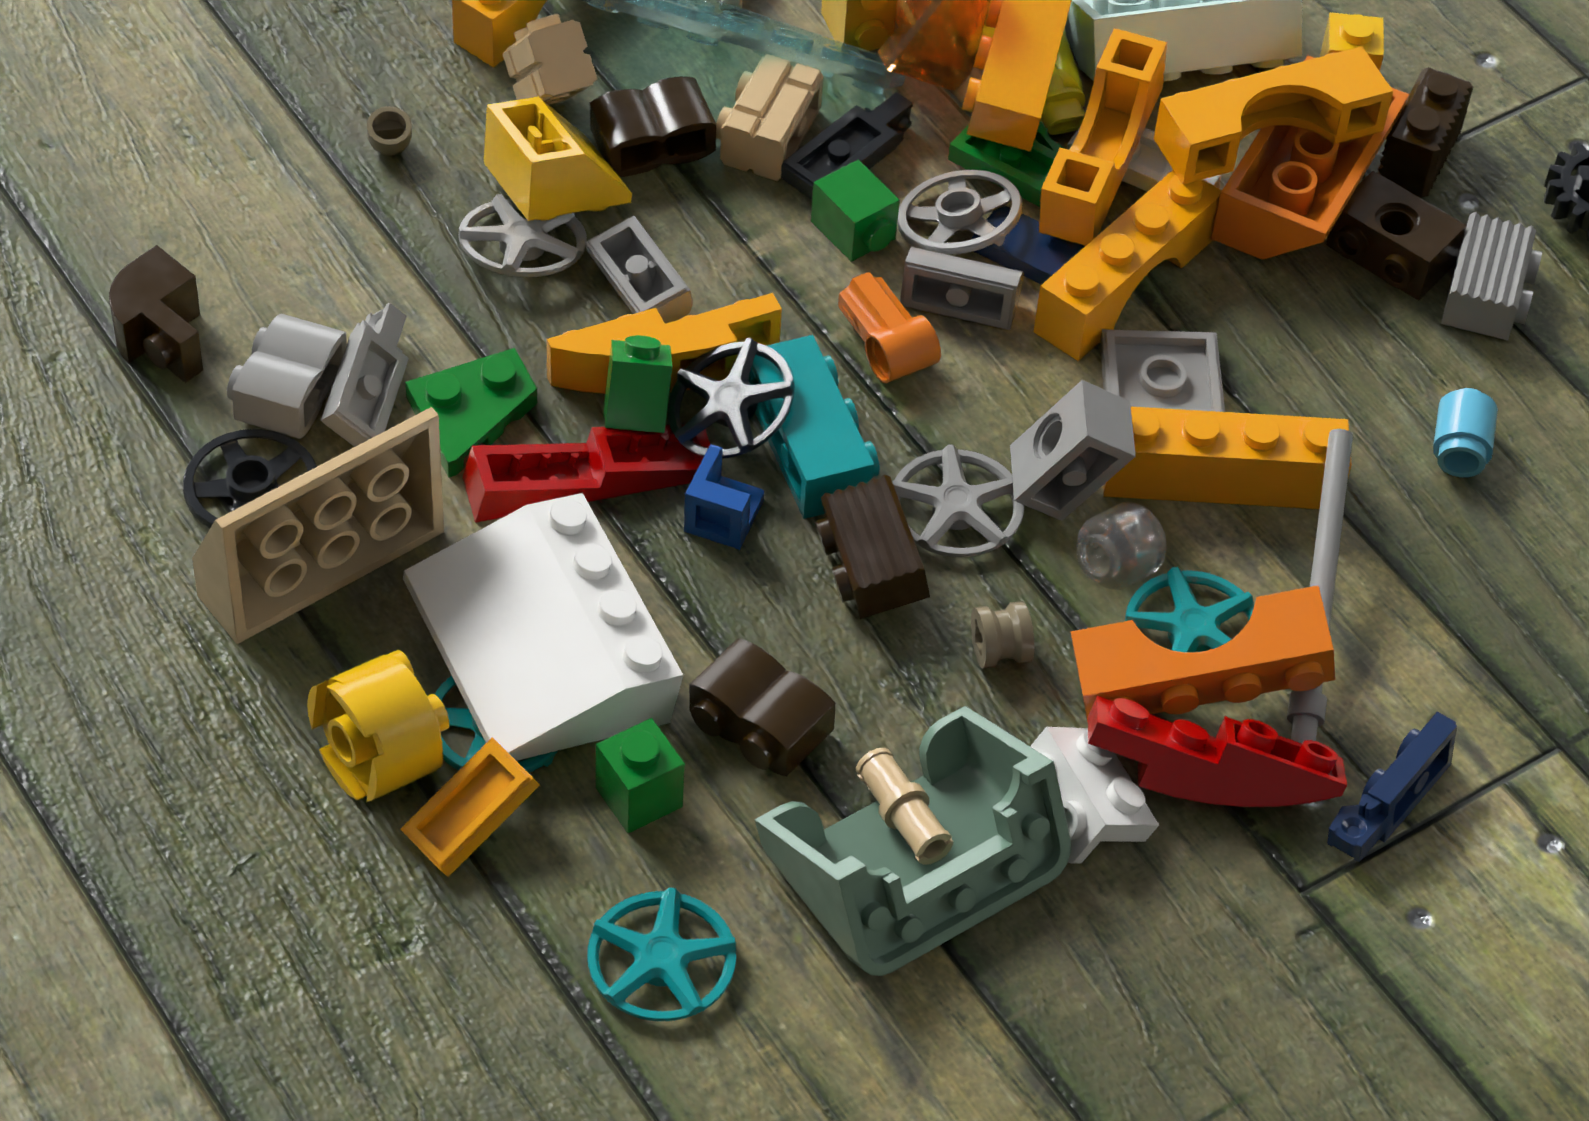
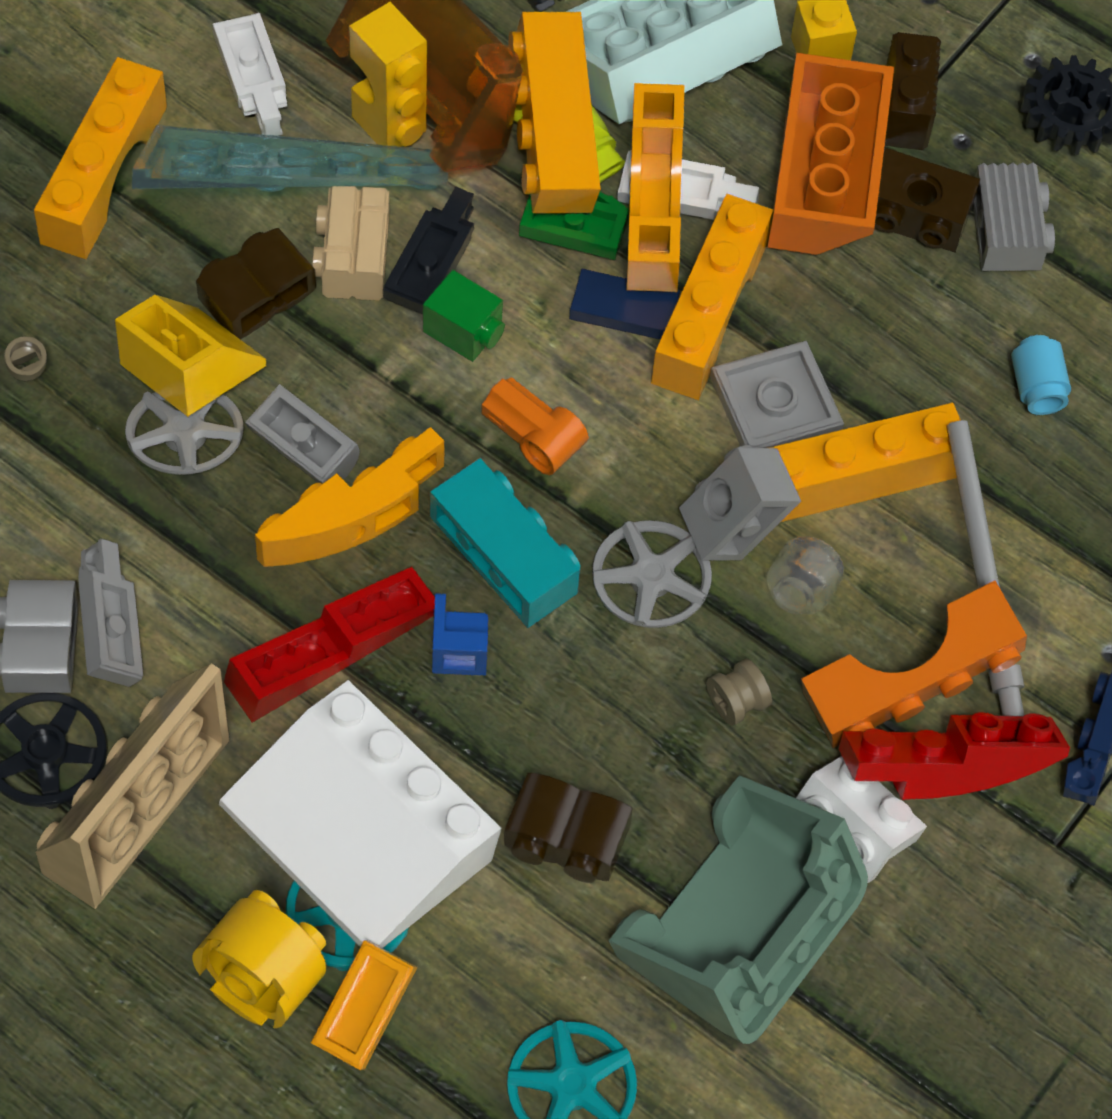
camera: 20 degrees left, 10 degrees up
(474, 402) = (204, 608): green wing -> none
(549, 60) = (149, 256): tan brick -> none
(638, 384) = (350, 555): green brick -> none
(639, 775) = (494, 927): green brick -> none
(730, 400) = (433, 541): black wheel -> none
(874, 547) = (603, 644): dark brown brick -> none
(904, 806) = (720, 881): tan pin -> none
(959, 211) = (552, 287): light grey wheel -> none
(960, 288) = (580, 364): light grey brick -> none
(1190, 624) = (886, 628): teal wheel -> none
(1331, 95) = (837, 95): light orange arch -> none

